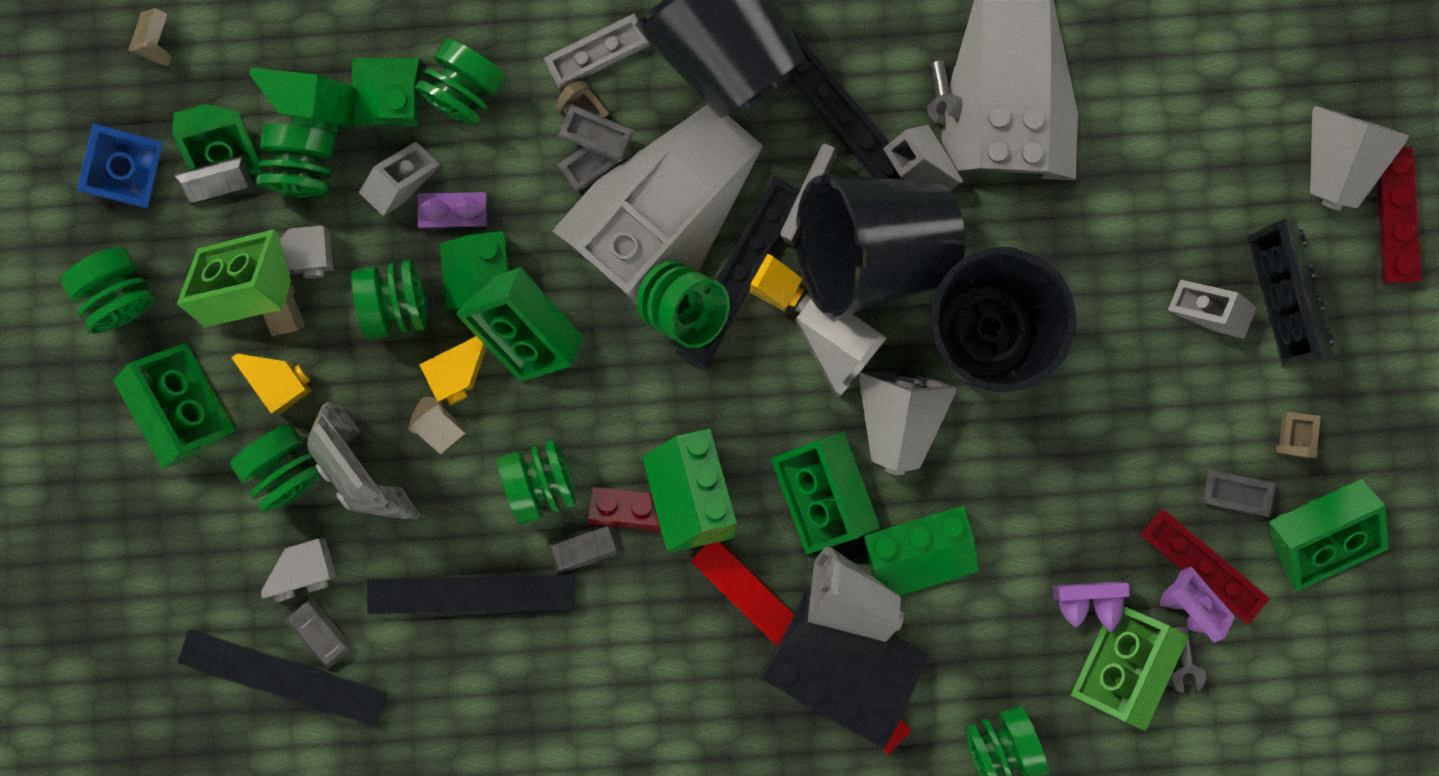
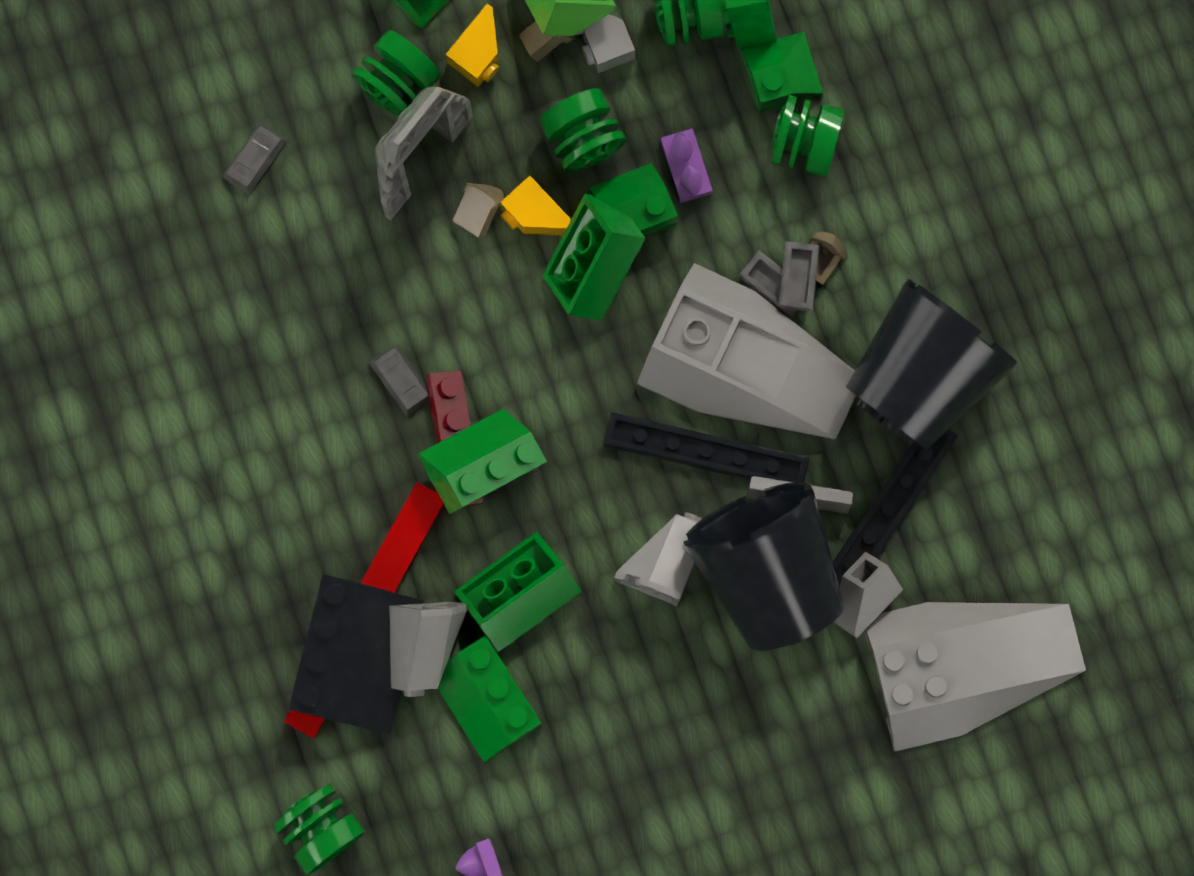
camera: 80 degrees right, 5 degrees down
(282, 677) = (204, 138): black tile -> none
(300, 567) = (310, 123): light grey slope -> none
(398, 178) = (701, 106): light grey slope -> none
(470, 594) = (329, 288): black tile -> none
(536, 482) = (454, 321): green wheel -> none
(595, 52) = (877, 252): light grey tile -> none
(683, 304) = (657, 402): green wheel -> none
(776, 284) = (703, 486): yellow slope -> none
(902, 417) = (611, 644): light grey slope -> none
(943, 97) = (929, 601): flat silver bar -> none
(1024, 304) = (731, 663): black cone -> none

